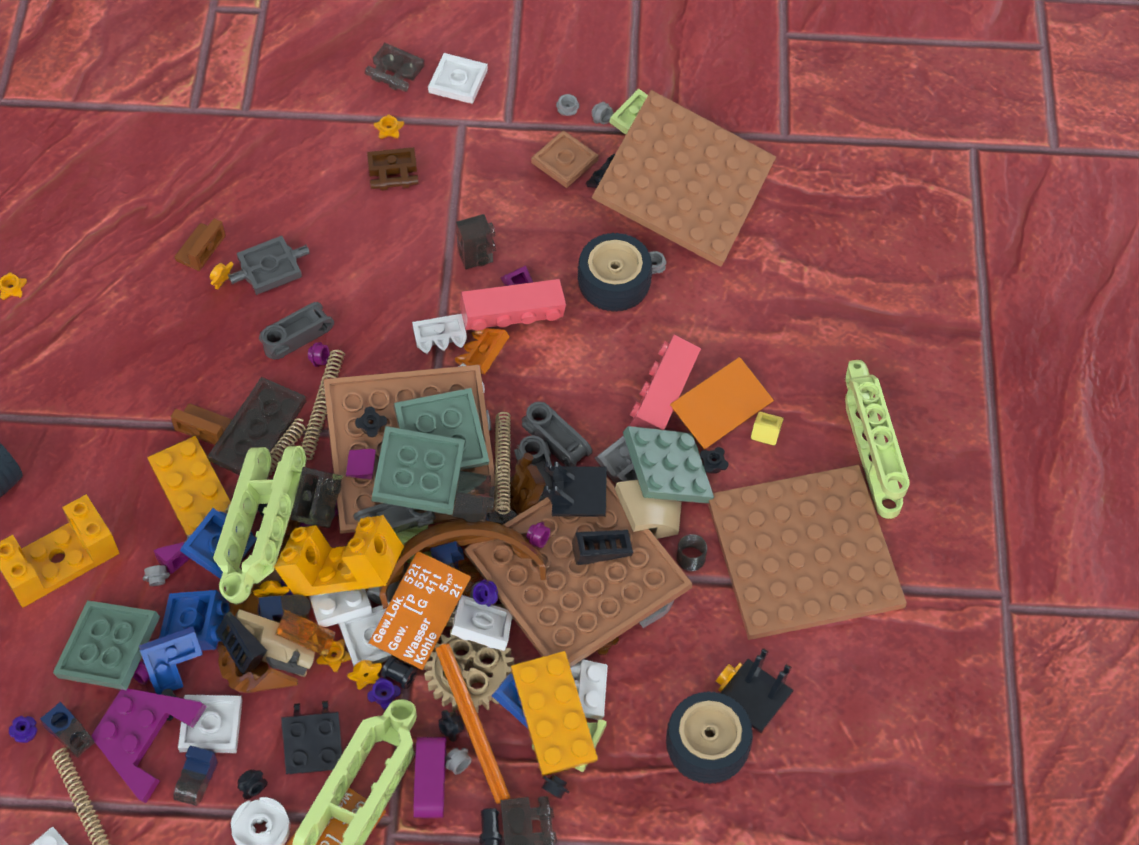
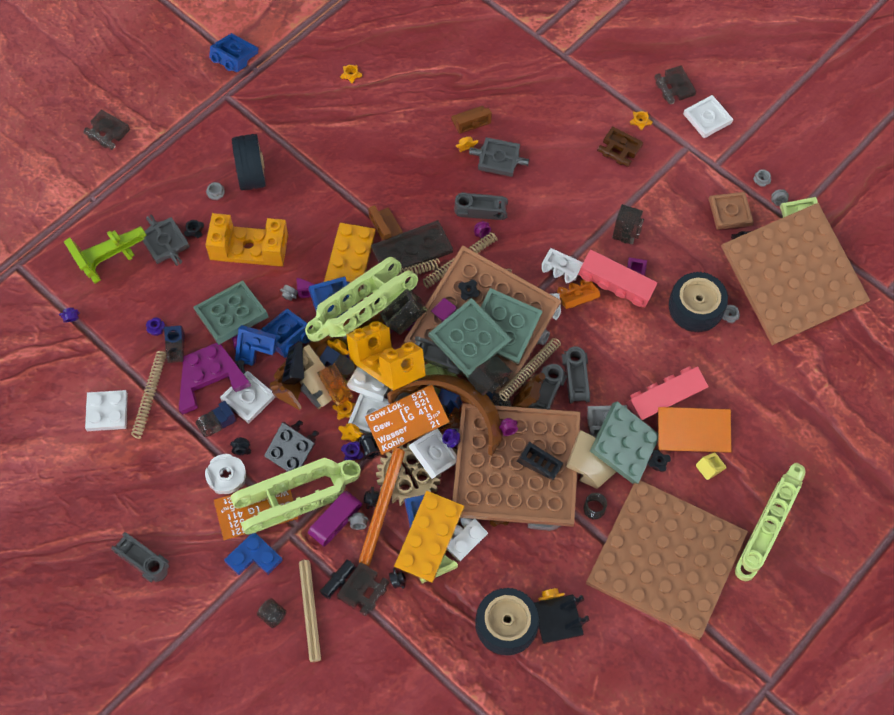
camera: 40 degrees right, 5 degrees up
(577, 491) = (553, 417): black plate -> none

